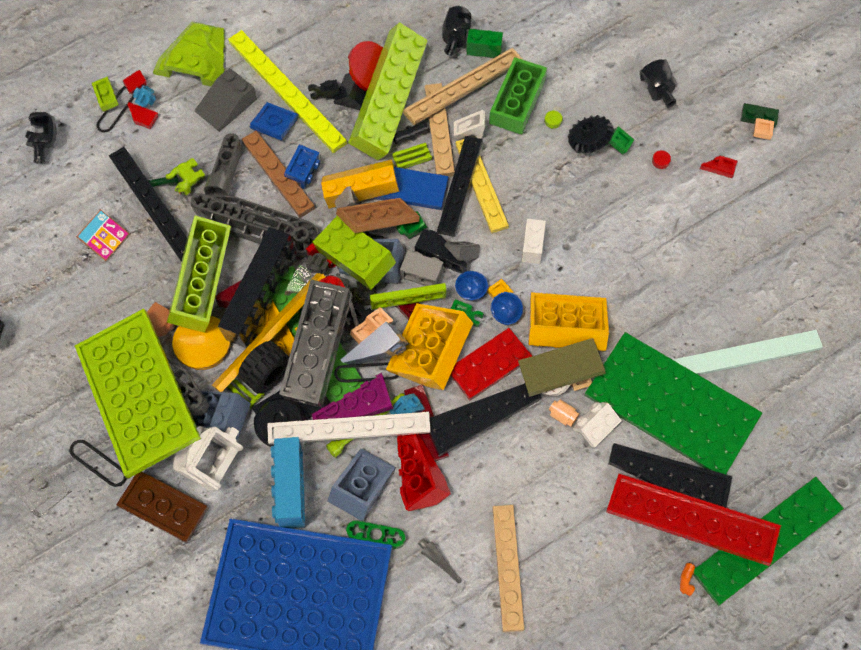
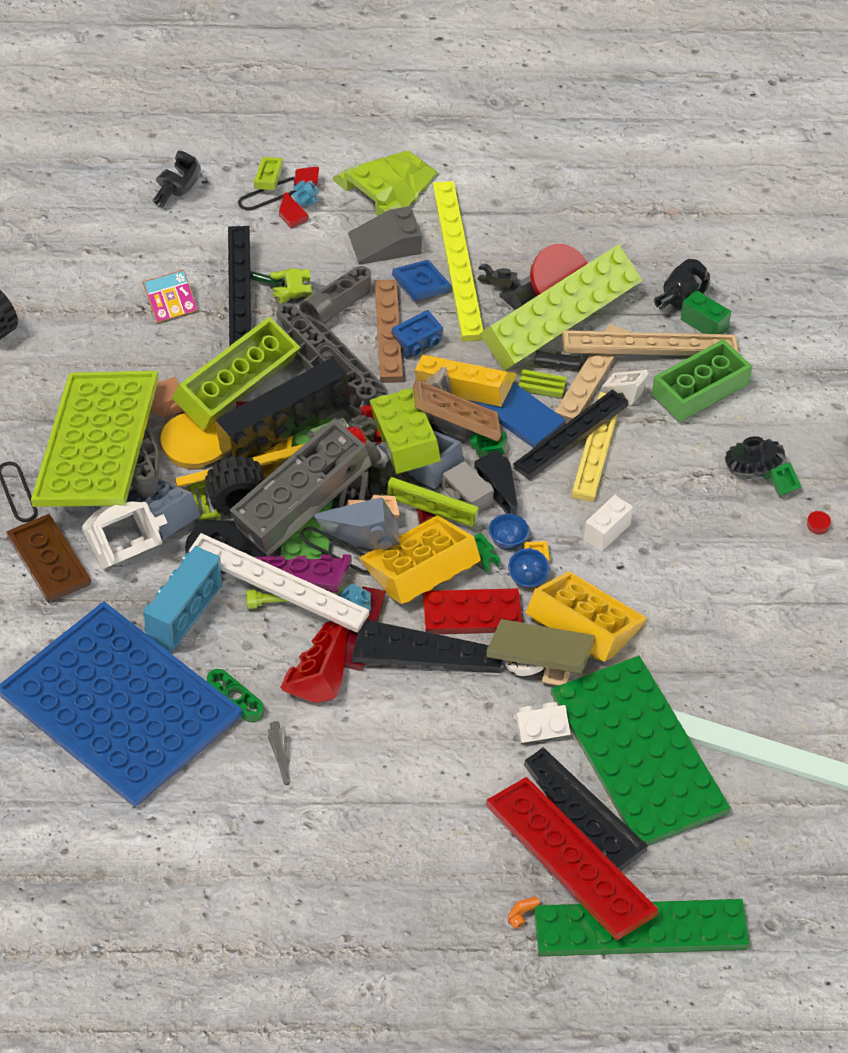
camera: 30 degrees right, 15 degrees down
(360, 484) = (252, 642): sand blue slope -> none
(463, 250) = (524, 492): dark grey slope -> none
(508, 569) = (344, 798): tan plate -> none
(553, 119) = (726, 425): lime tile -> none
(563, 413) = (513, 692): light nougat brick -> none

